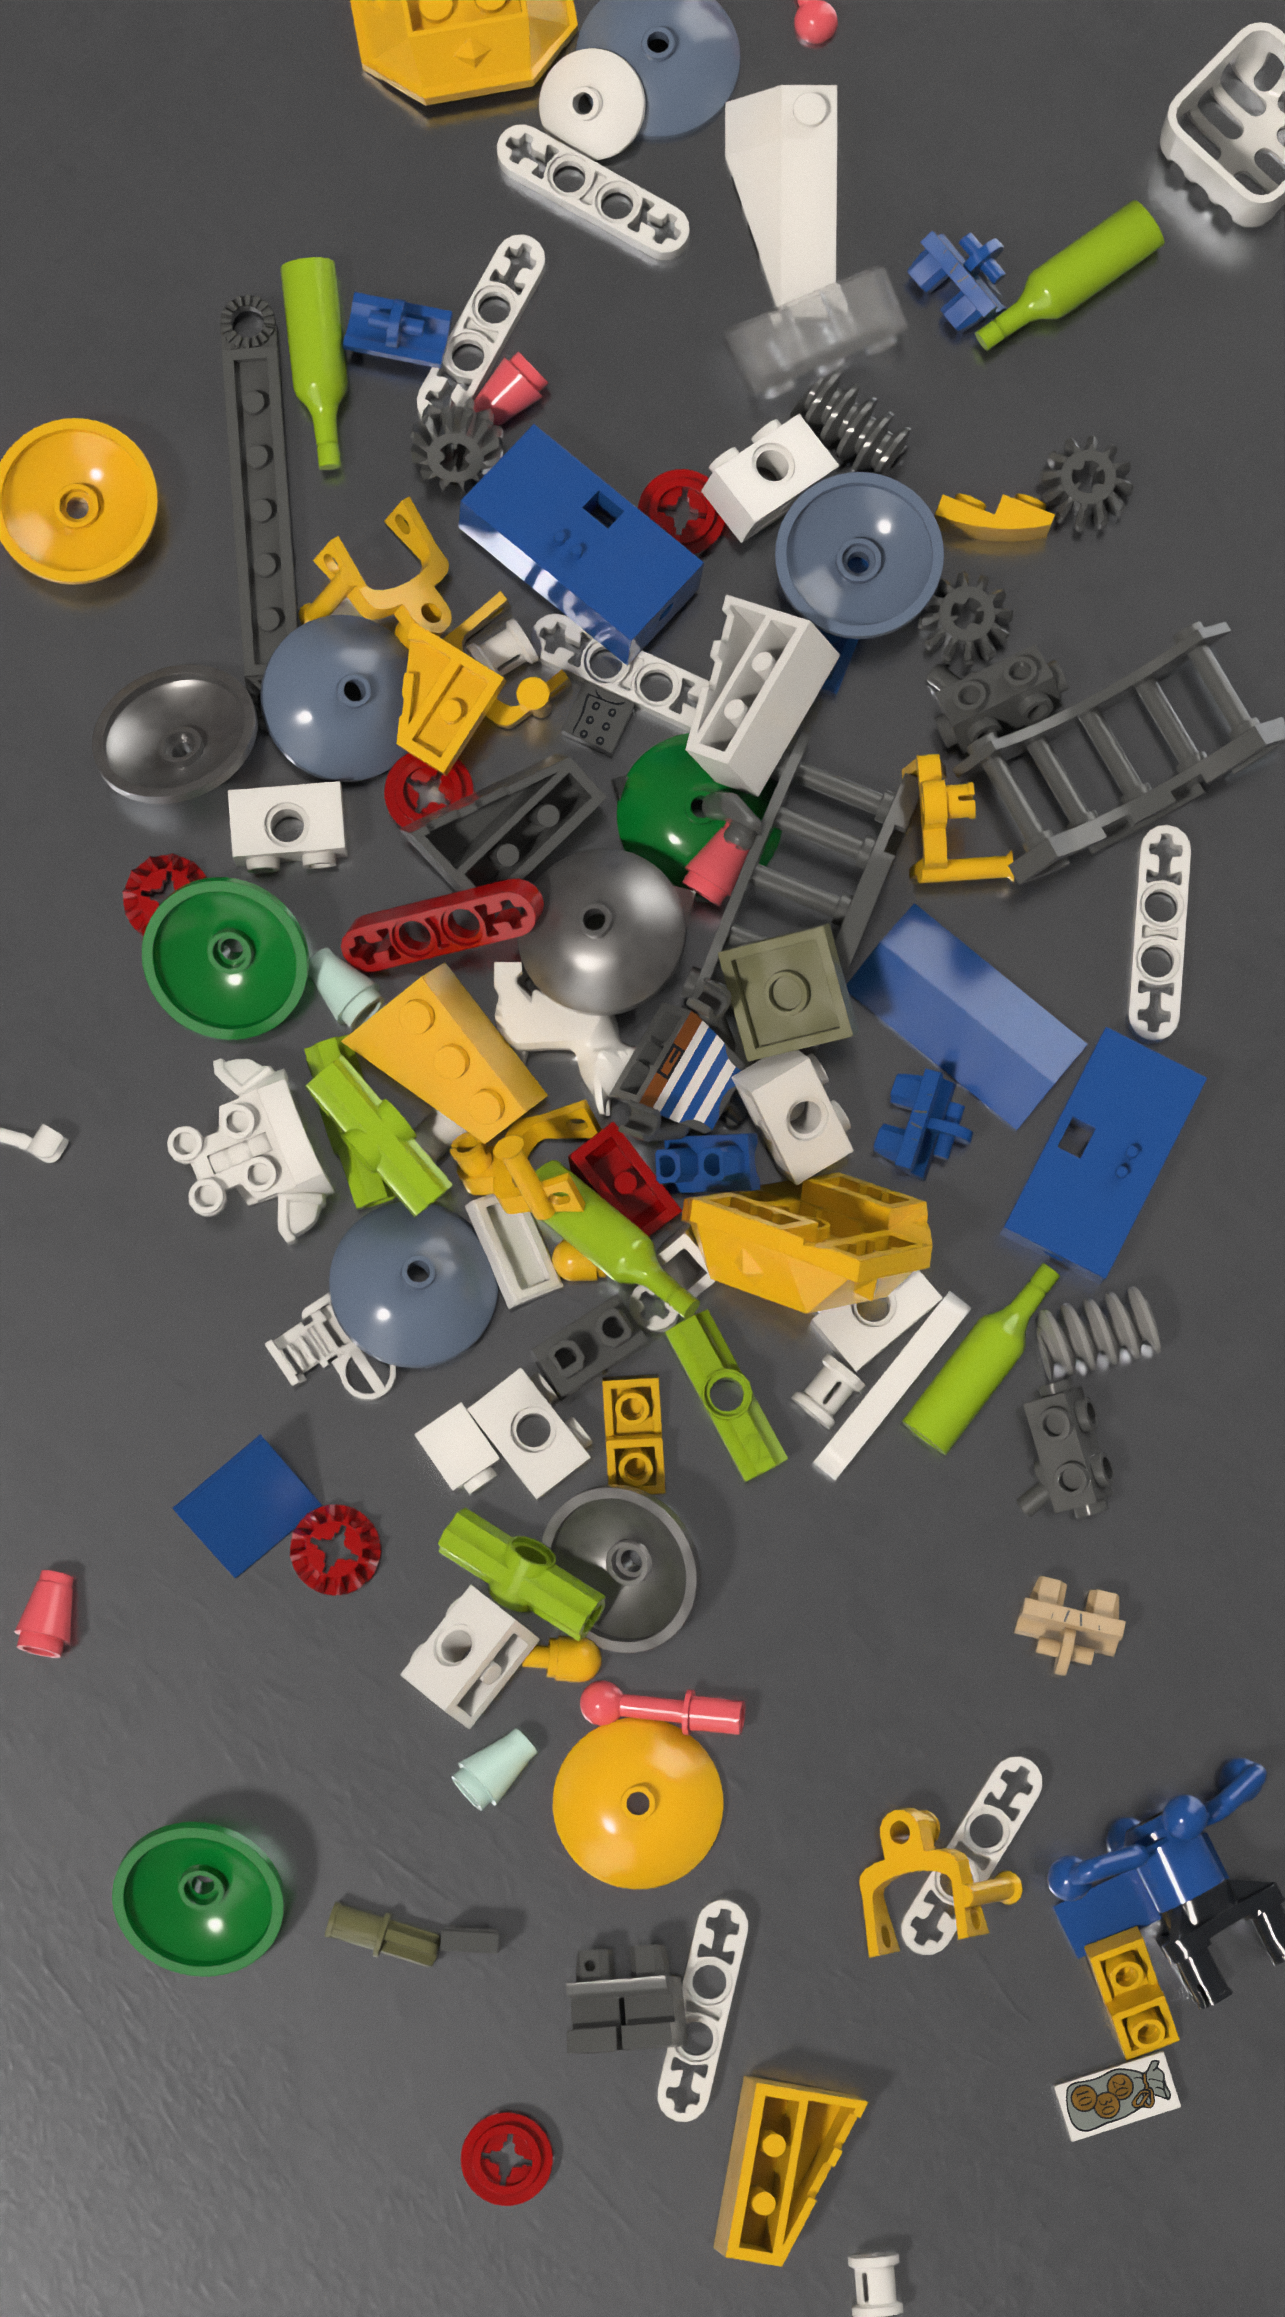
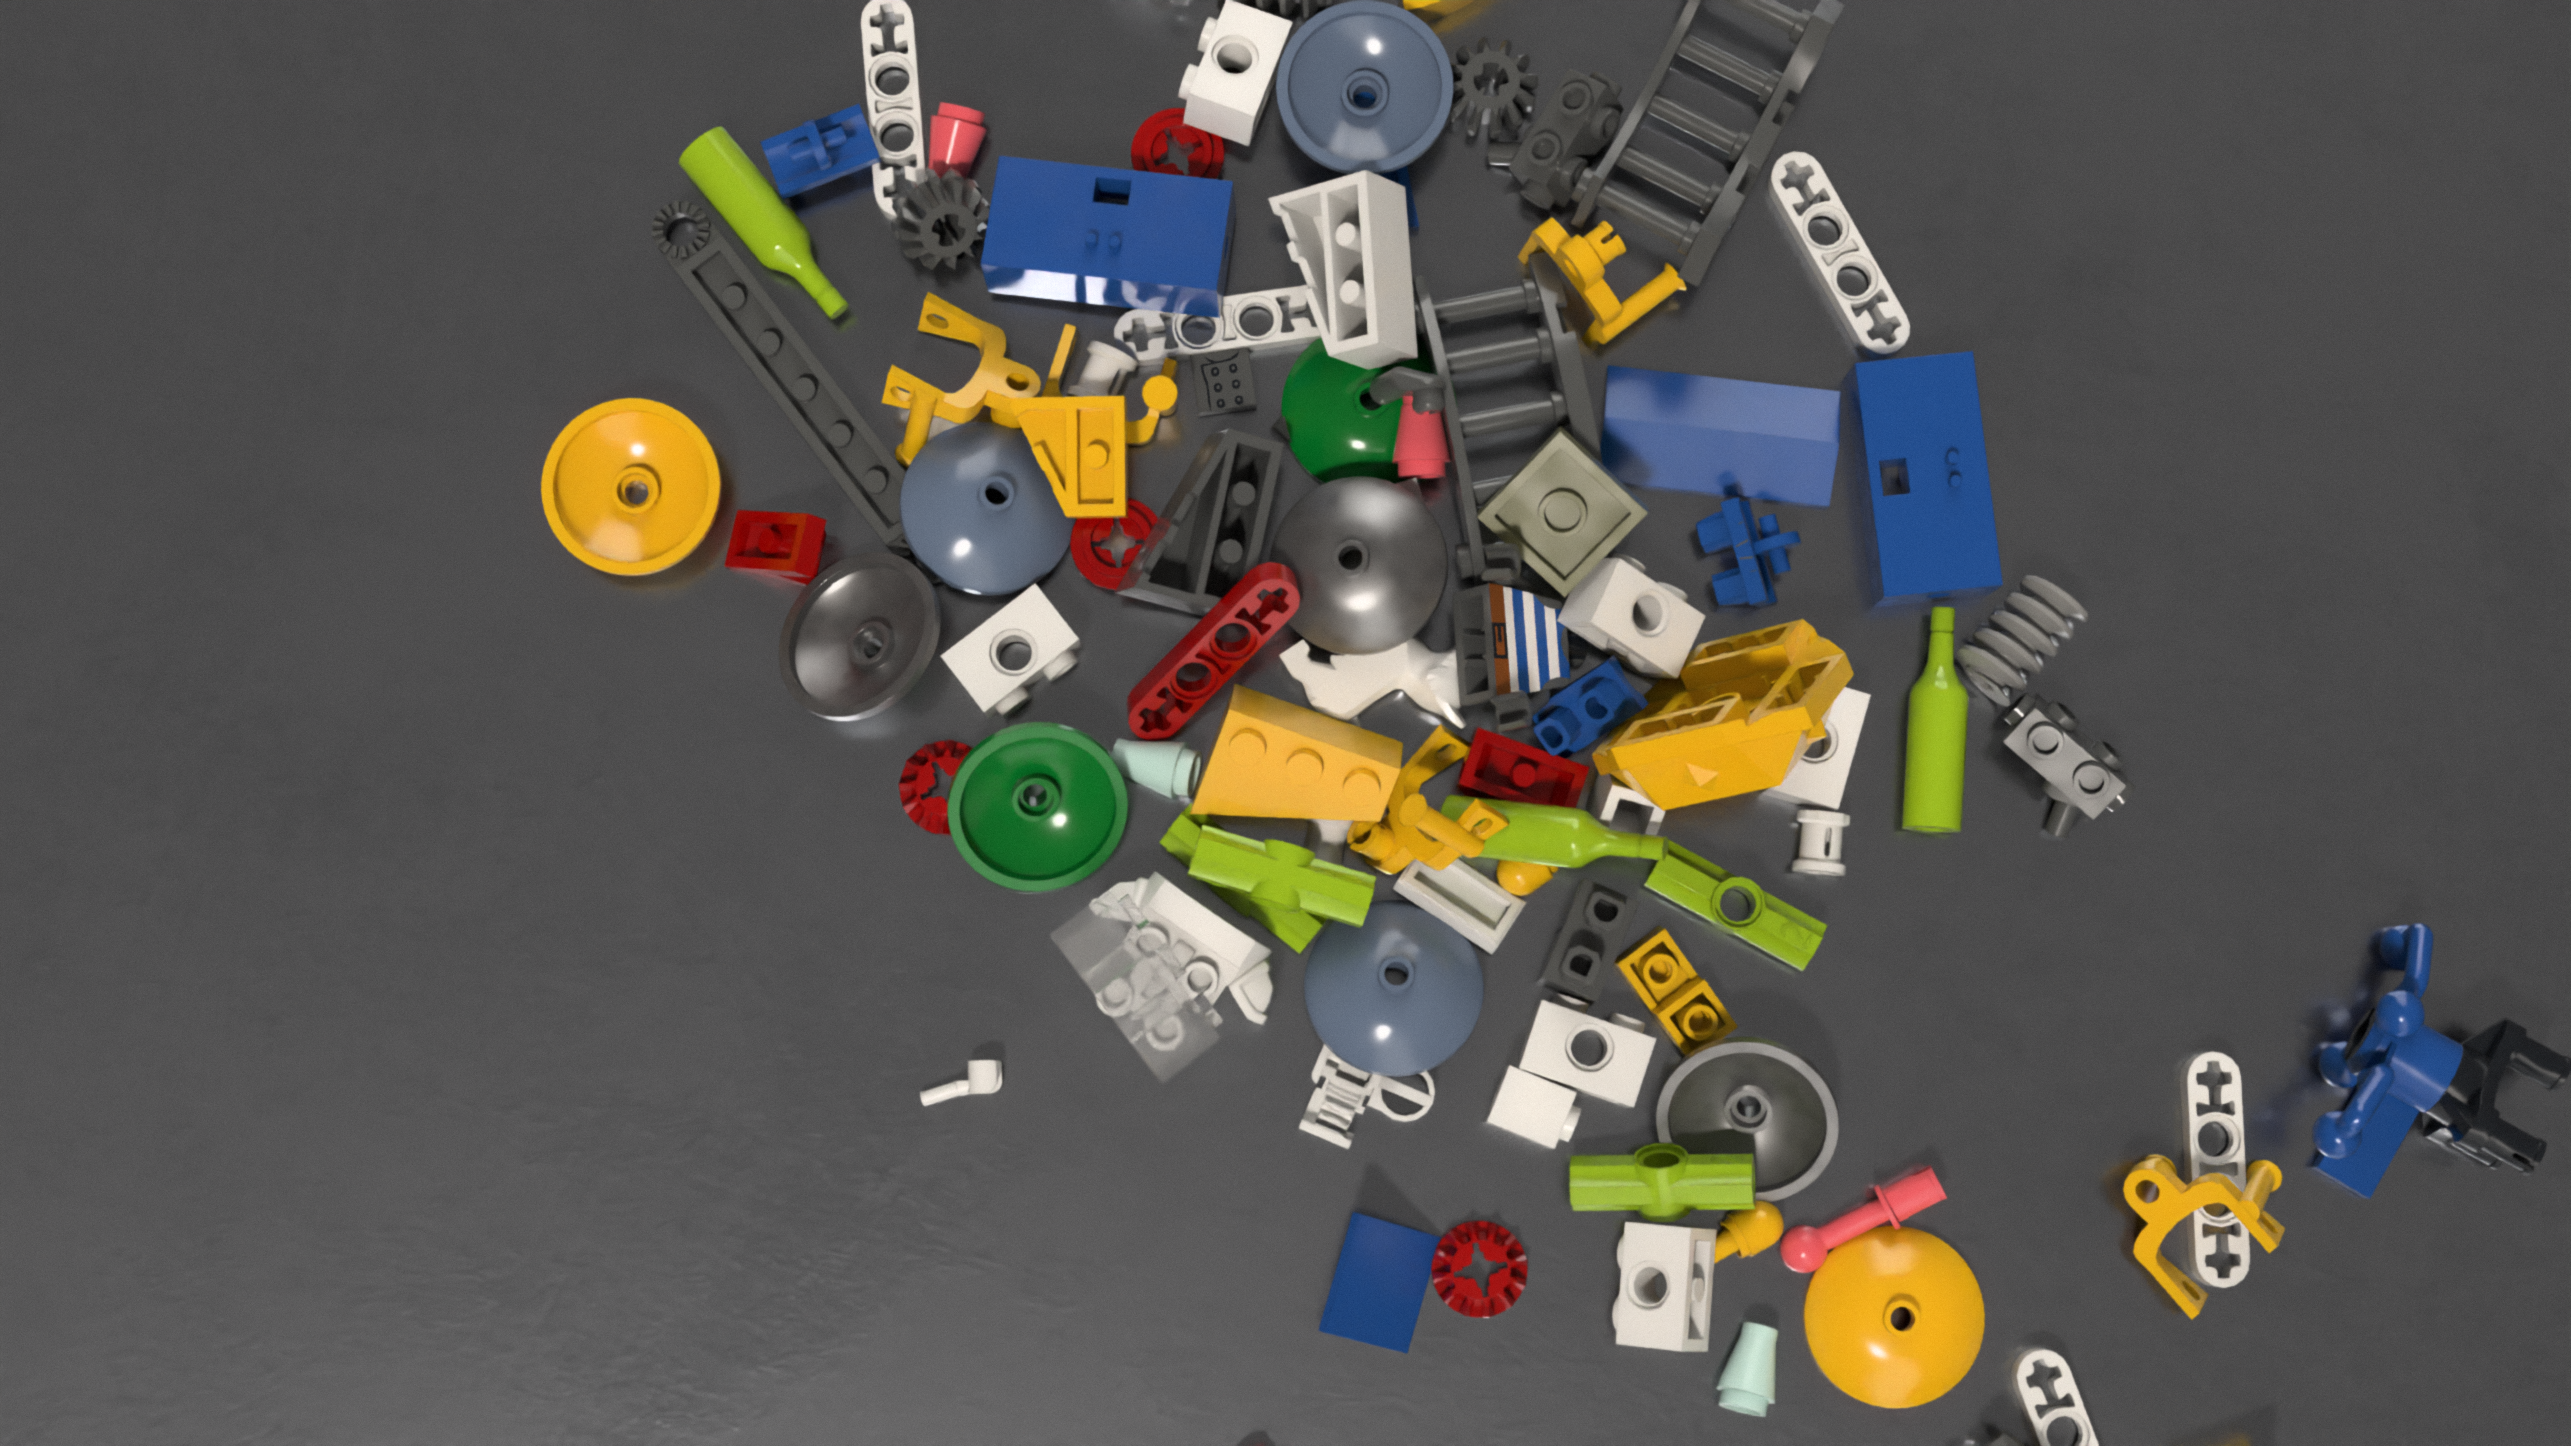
camera: 35 degrees left, 0 degrees up
(159, 621) = (777, 545): none -> red slope
(206, 1145) = (1139, 984): none -> clear brick
(656, 1323) = (1630, 883): white bush -> none
(892, 1385) = (1873, 803): white beam -> none
(1067, 1631) = (2169, 919): tan hips -> none
(1116, 2096) = (2481, 1296): tile -> none
(1131, 1993) = (2435, 1198): yellow slope -> none

